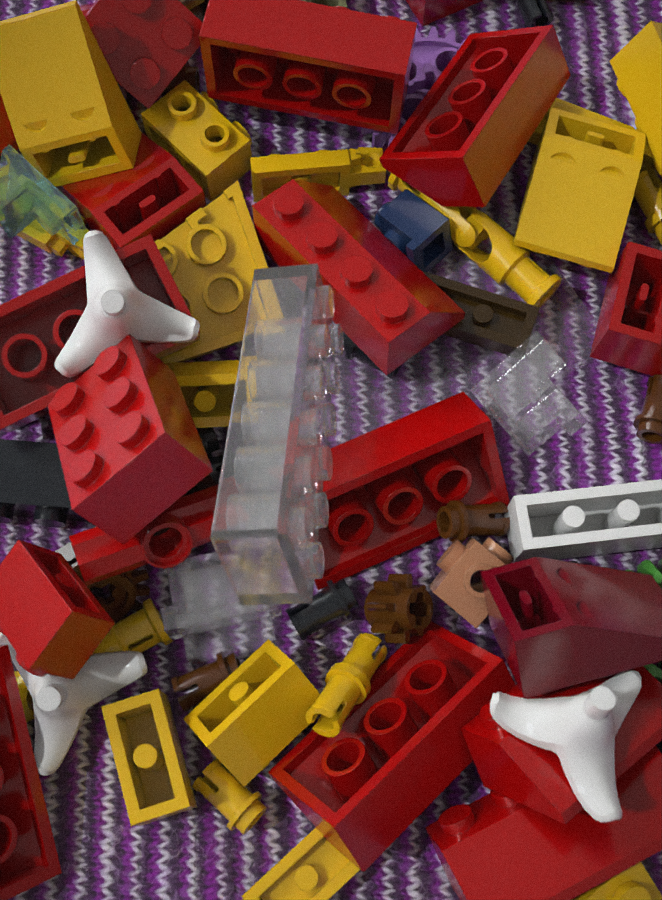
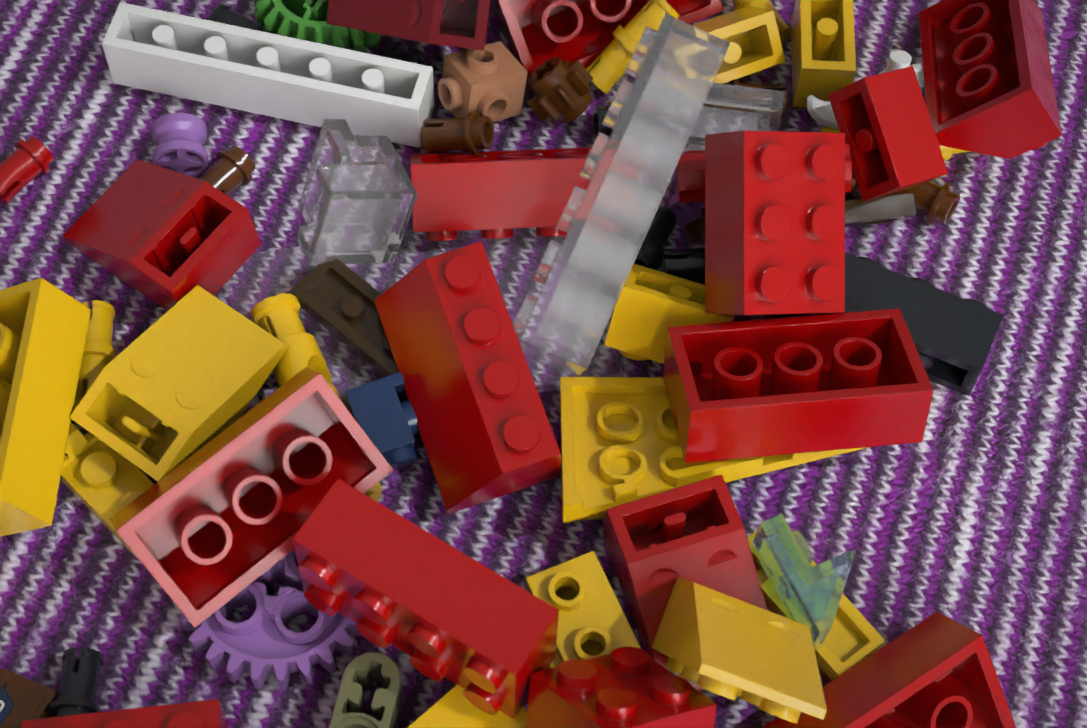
camera: 160 degrees left, 10 degrees down
(116, 310) = (749, 343): white piece -> none
(329, 167) = (499, 546): yellow hinge -> none

